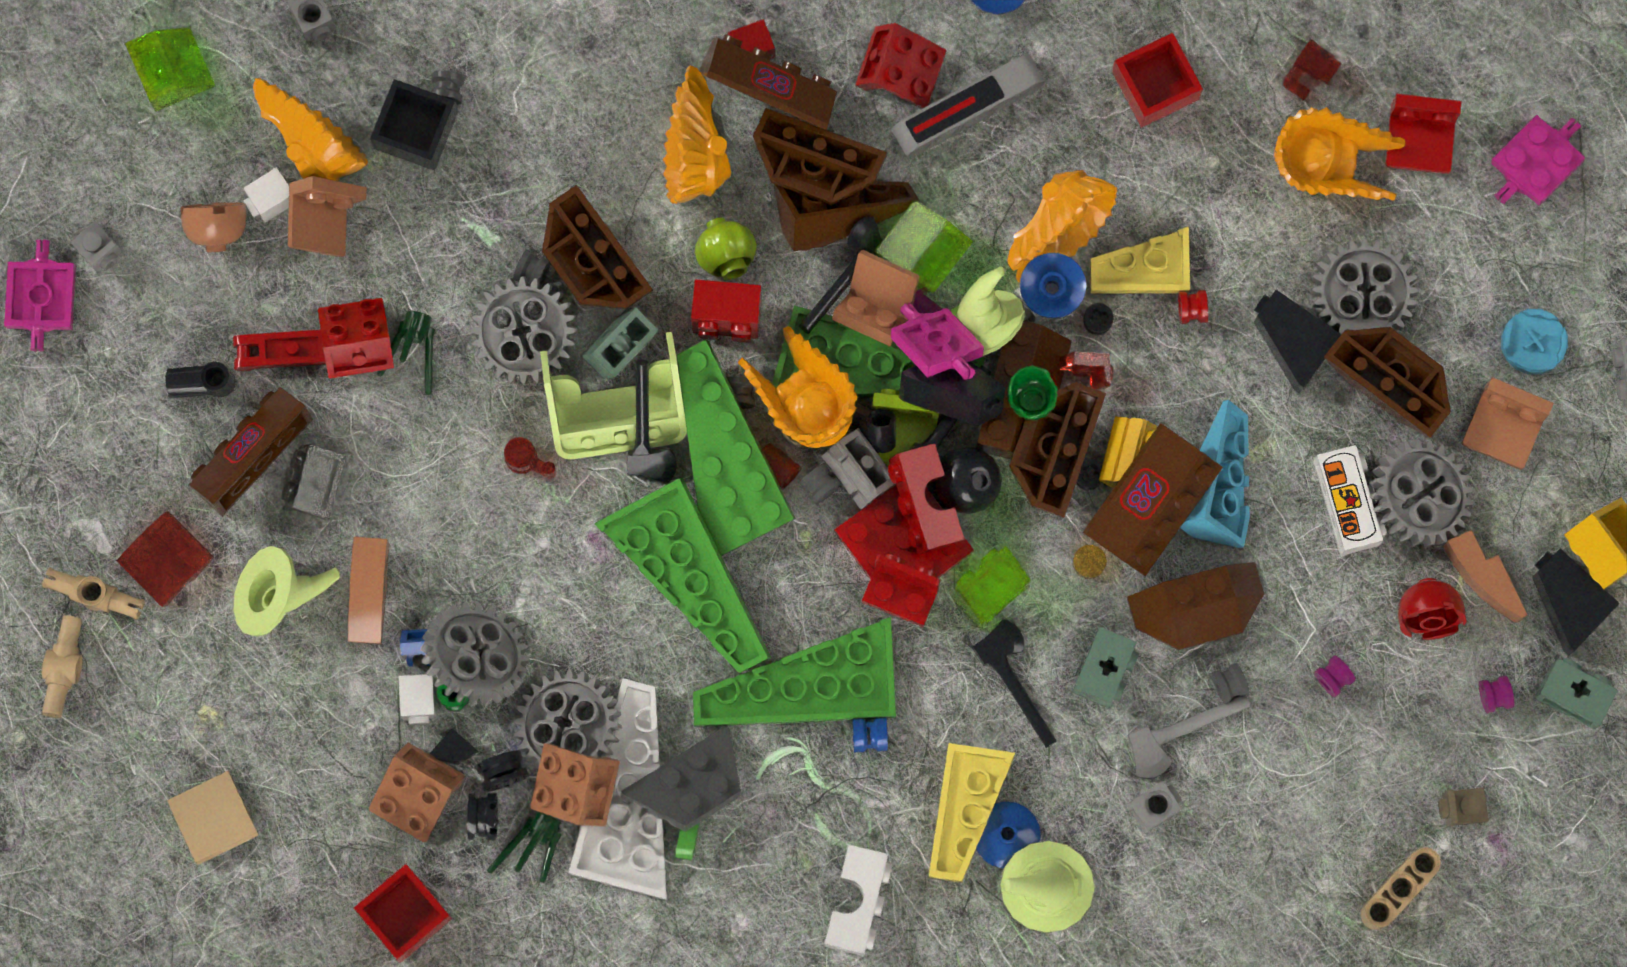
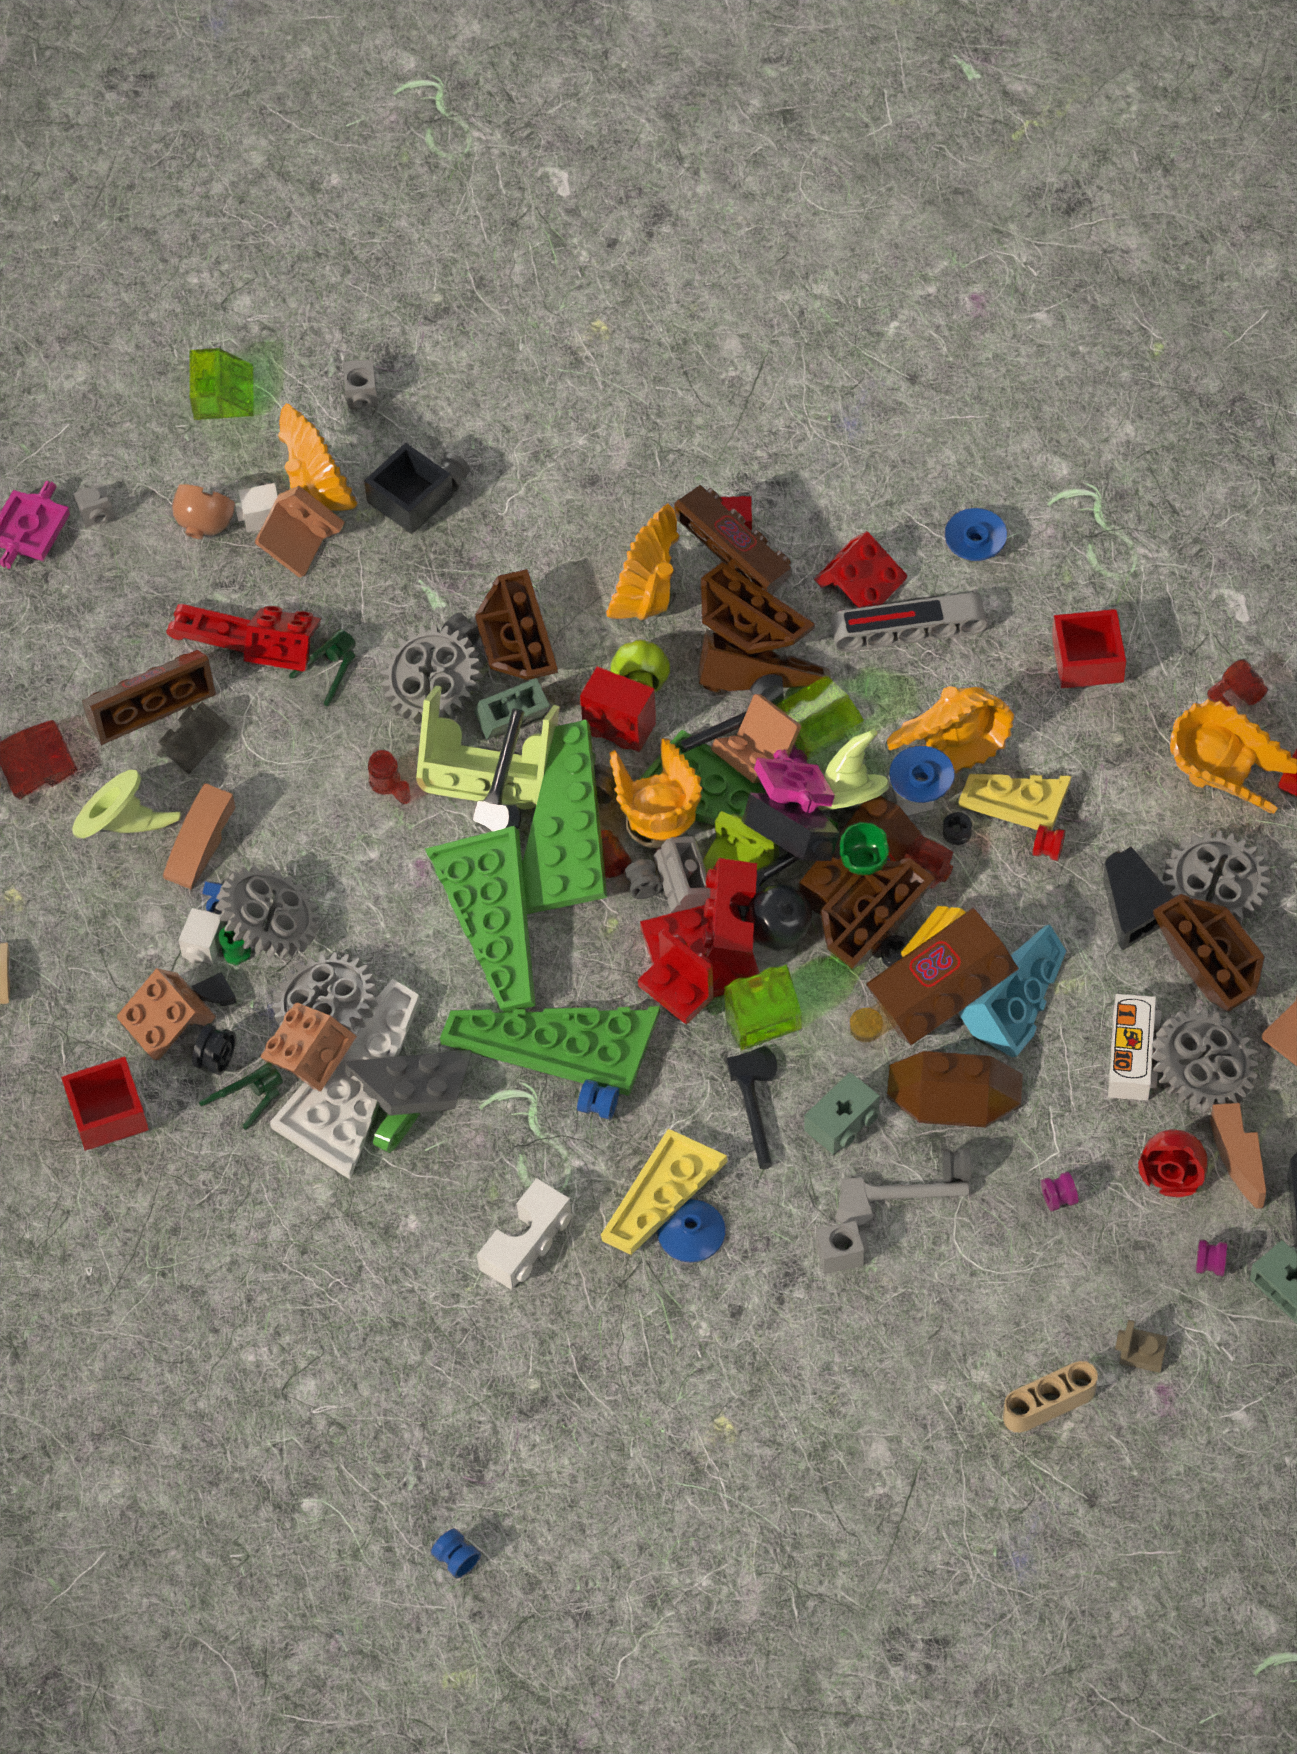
camera: 25 degrees right, 20 degrees down
(197, 381) = (137, 630): black piece -> none
(502, 770) = (249, 1015): black wheel -> none
(876, 426) = (712, 841): black piece -> none
(1047, 886) = (709, 1284): yellowish green piece -> none

